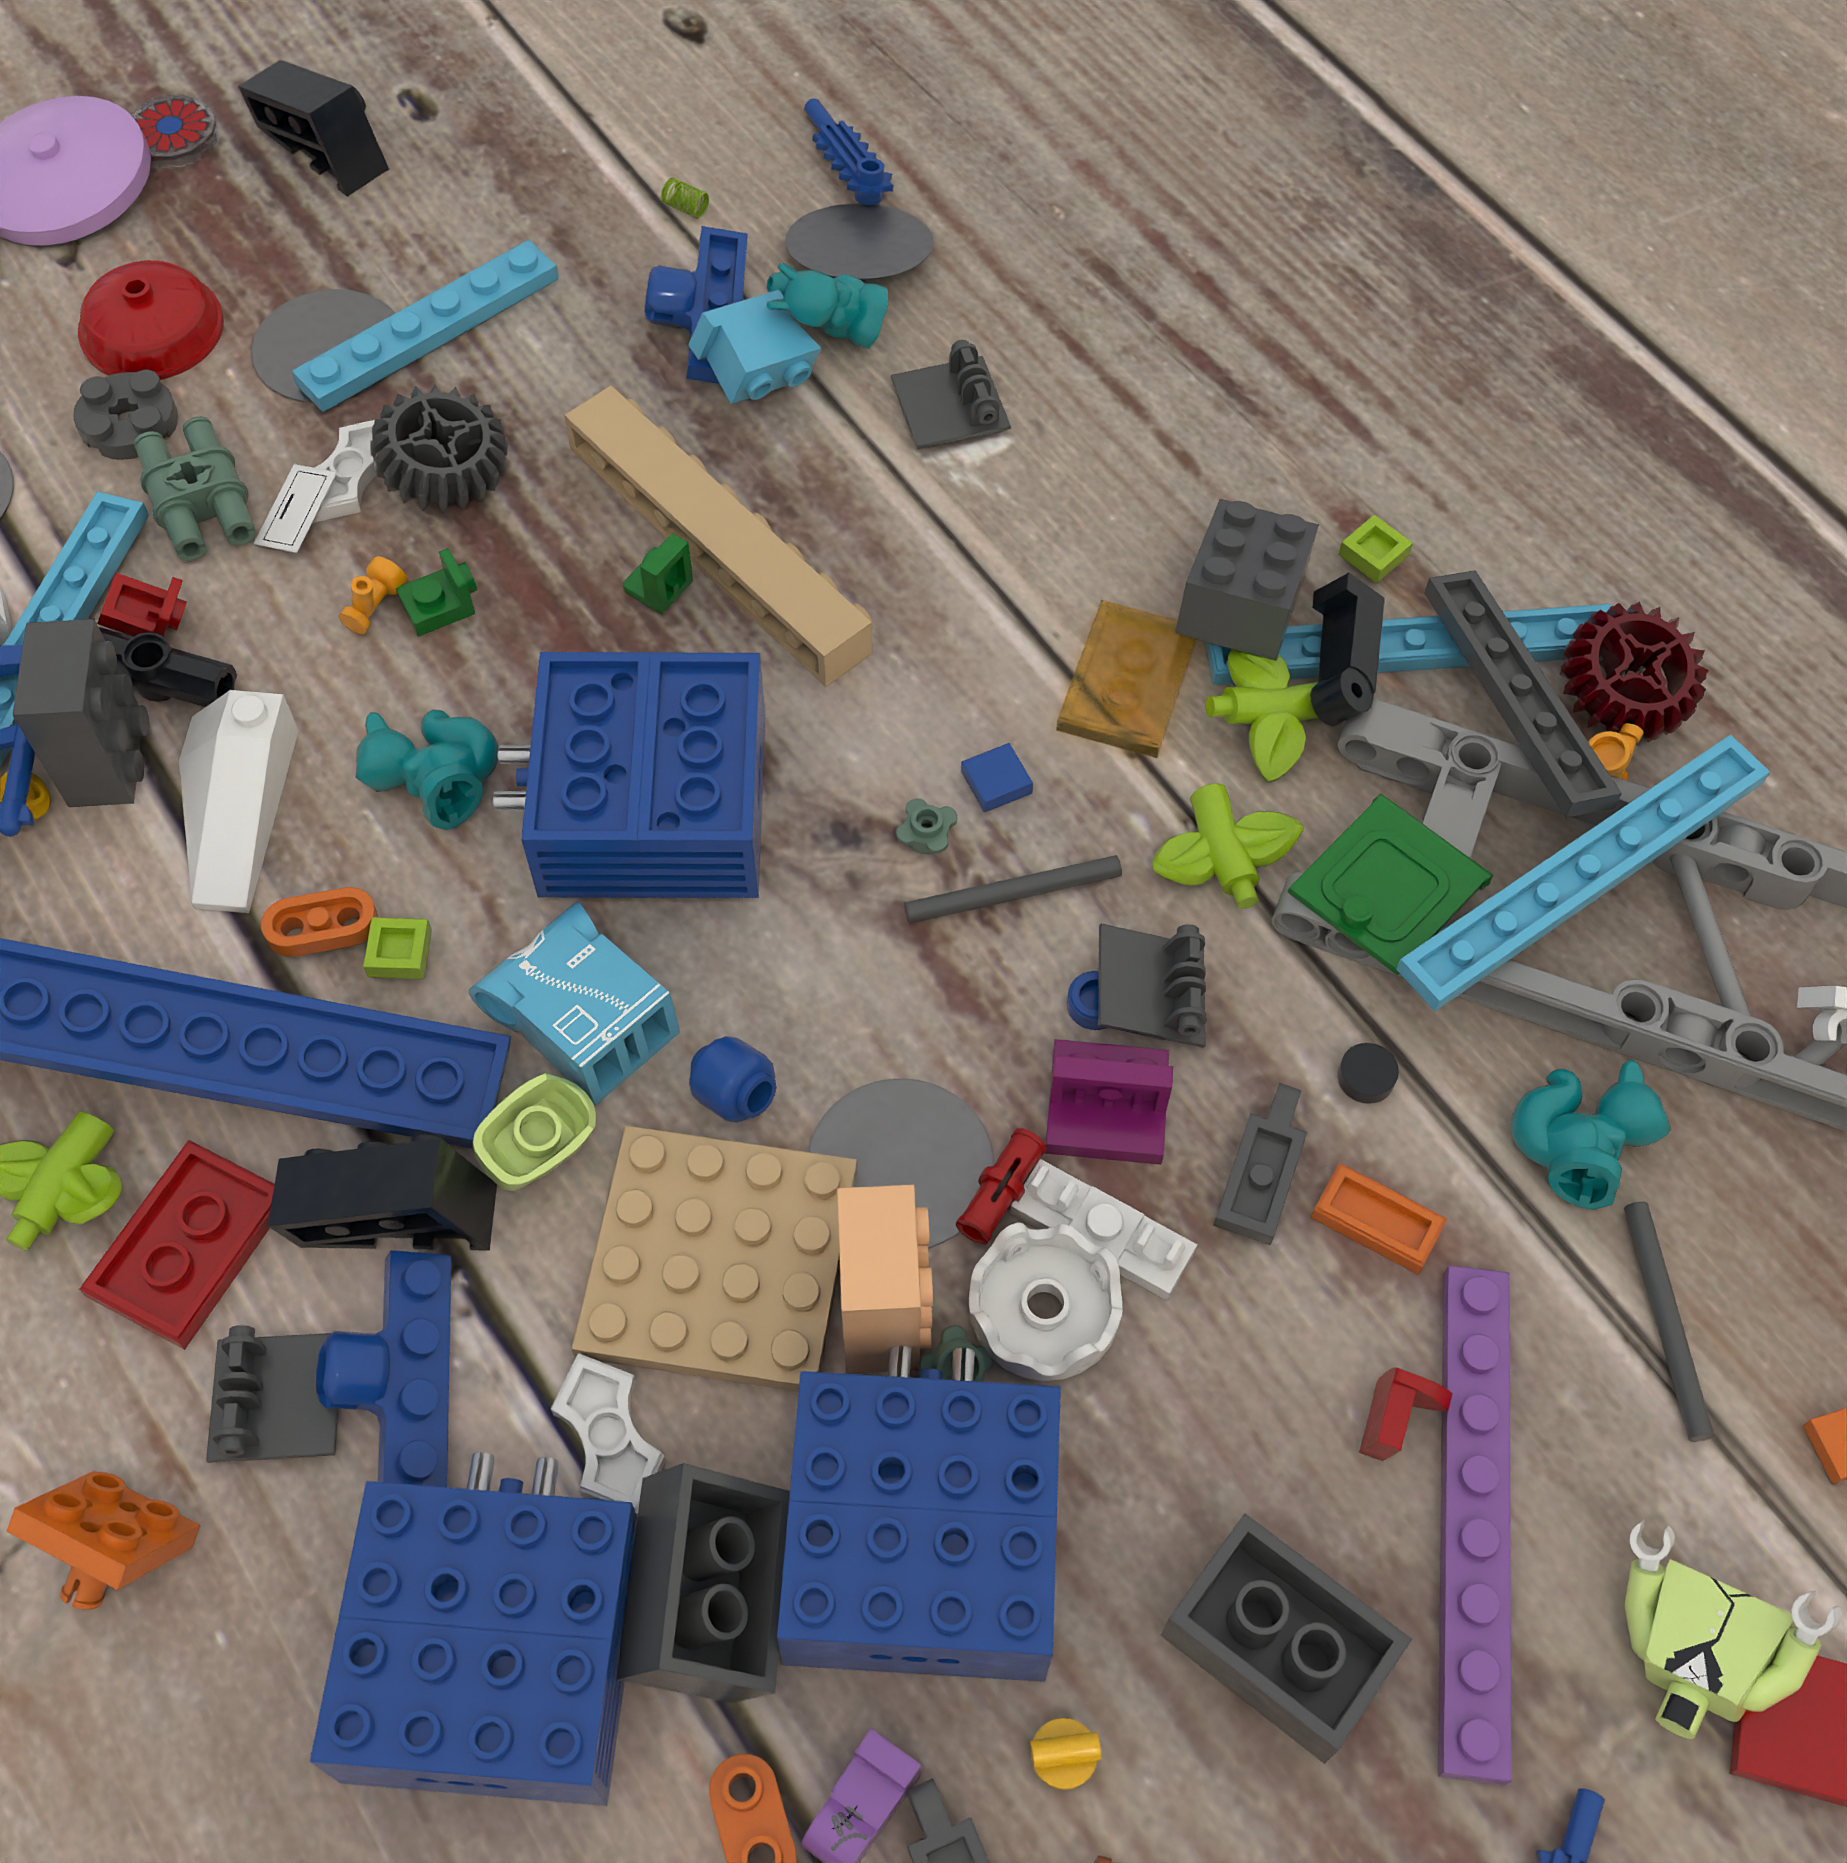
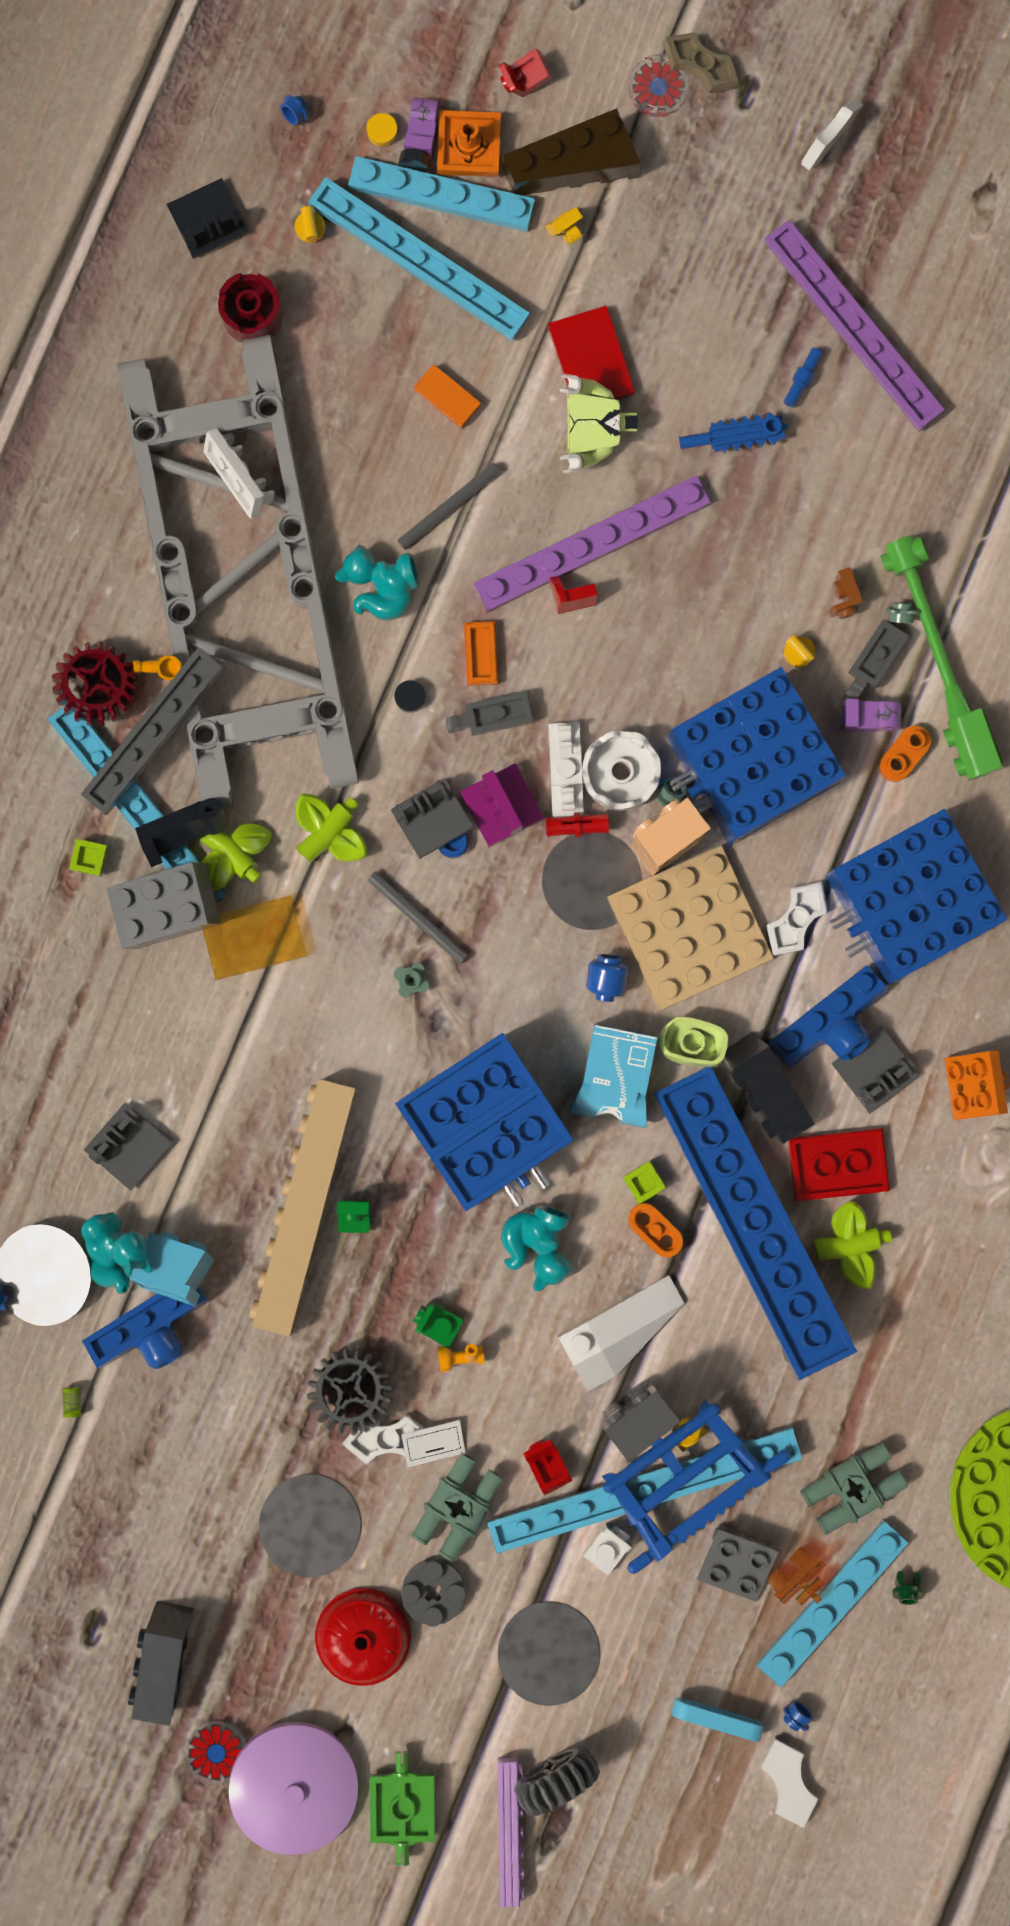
camera: 125 degrees left, 25 degrees up
(169, 672) = (581, 1450): black piece -> none
(425, 325) = (262, 1476): medium azure plate -> none
(705, 1585) = (836, 825): dark grey brick -> none
(996, 777) = (358, 965): blue tile -> none
(1285, 1638) = (702, 589): dark grey brick -> none
(1389, 882) = (305, 732): green container -> none
(1581, 872) = (247, 644): medium azure plate -> none

